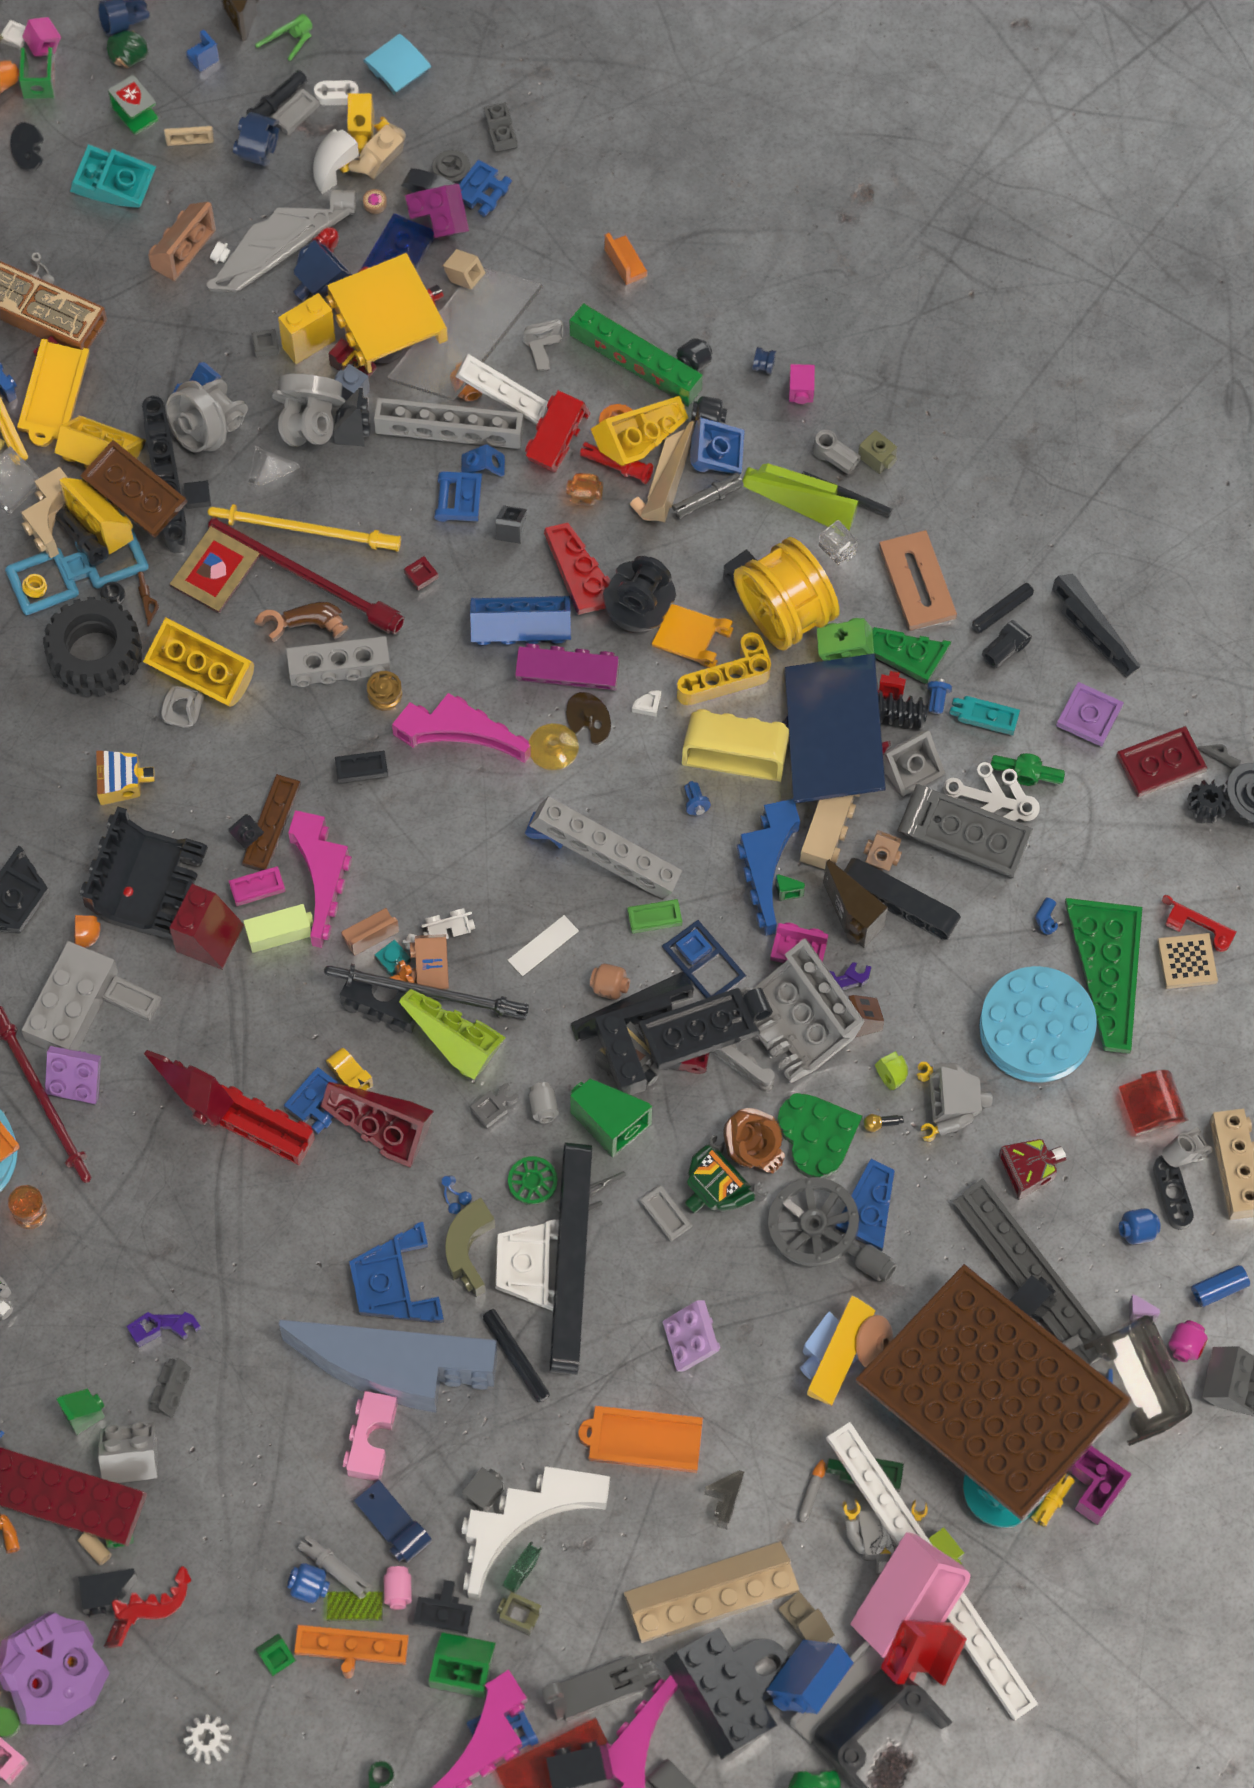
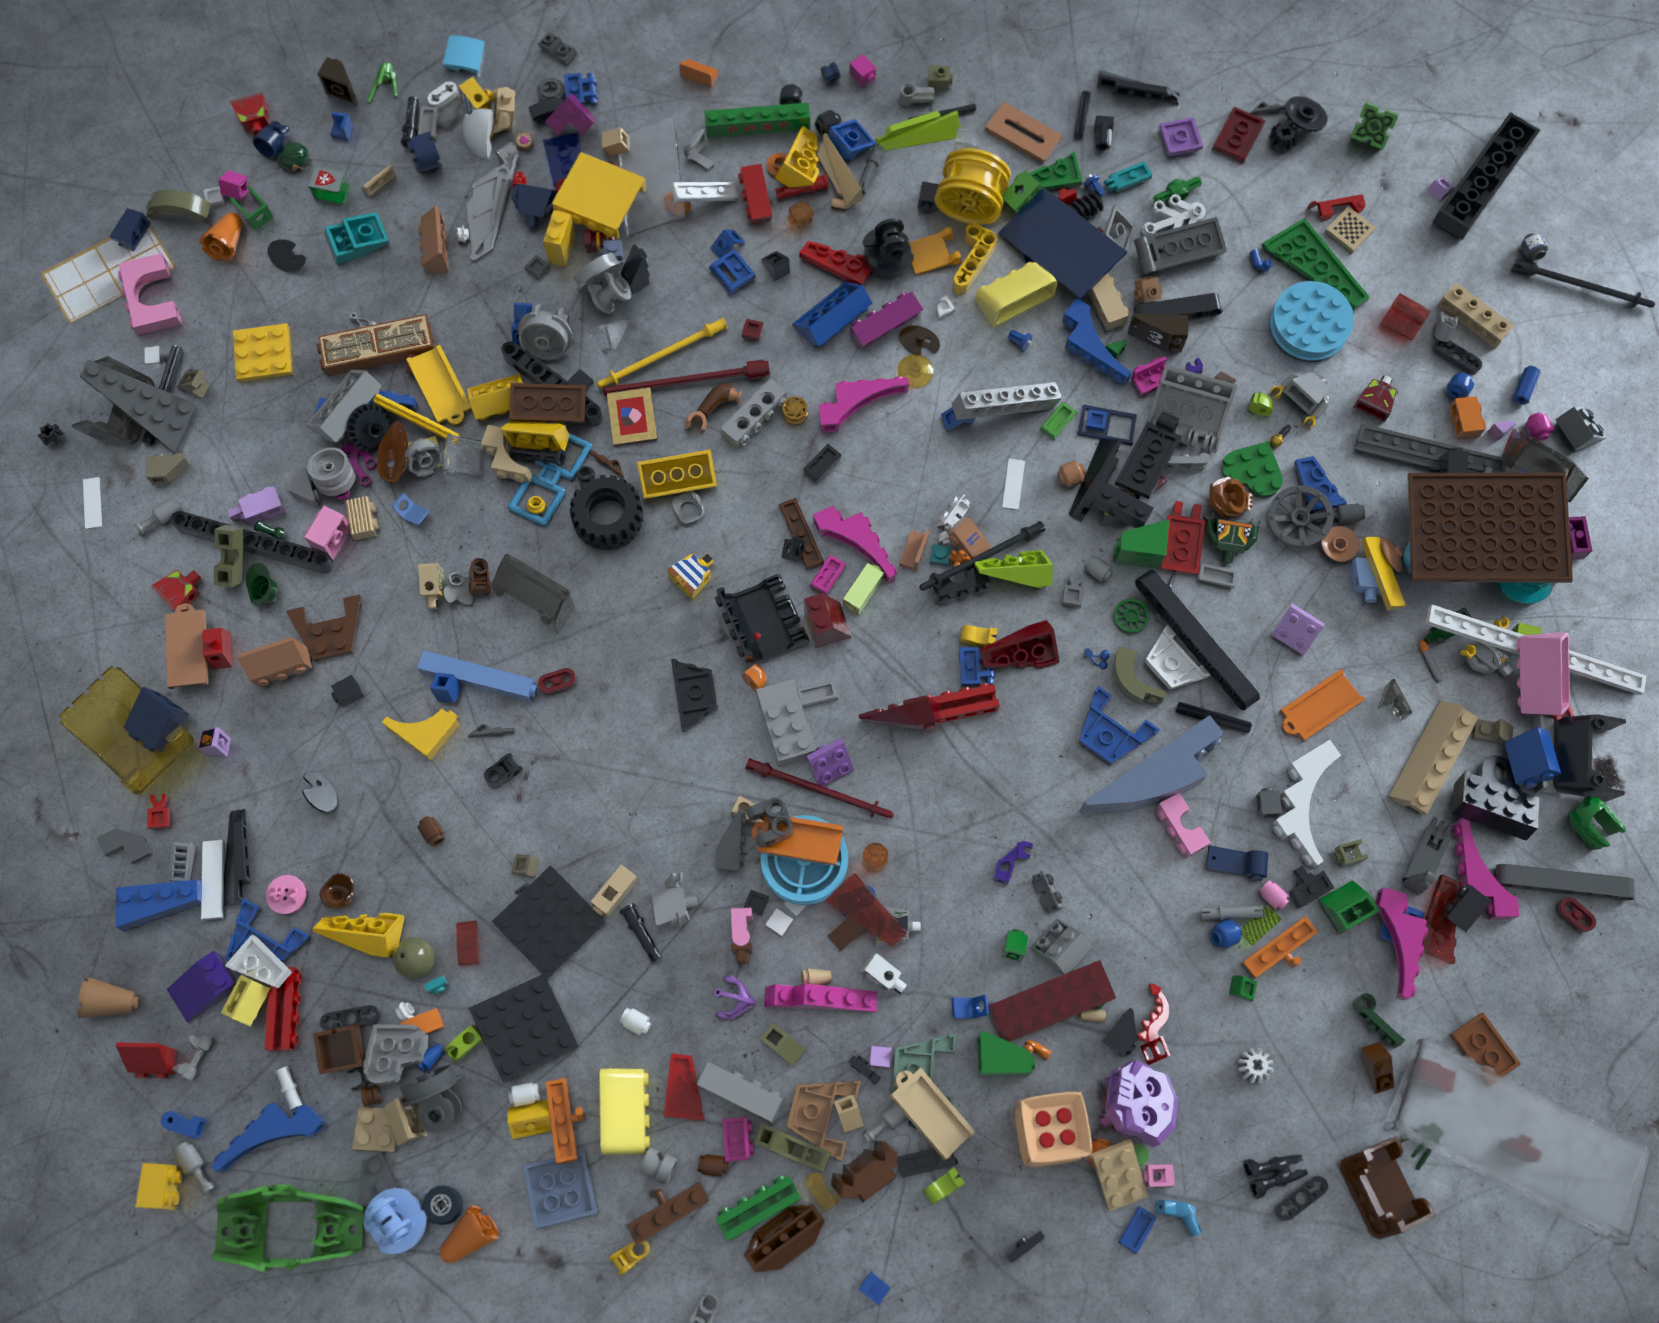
camera: 40 degrees left, 5 degrees up
(449, 423) = (691, 233): light grey brick -> none
(522, 1568) = (1332, 827): clear green piece -> none
(663, 1146) = (1184, 541): none -> red tile
(831, 1274) = (1346, 539): none -> nougat dish
(924, 1649) = (1576, 695): red panel -> none
(1113, 1267) = (1467, 417): none -> orange brick

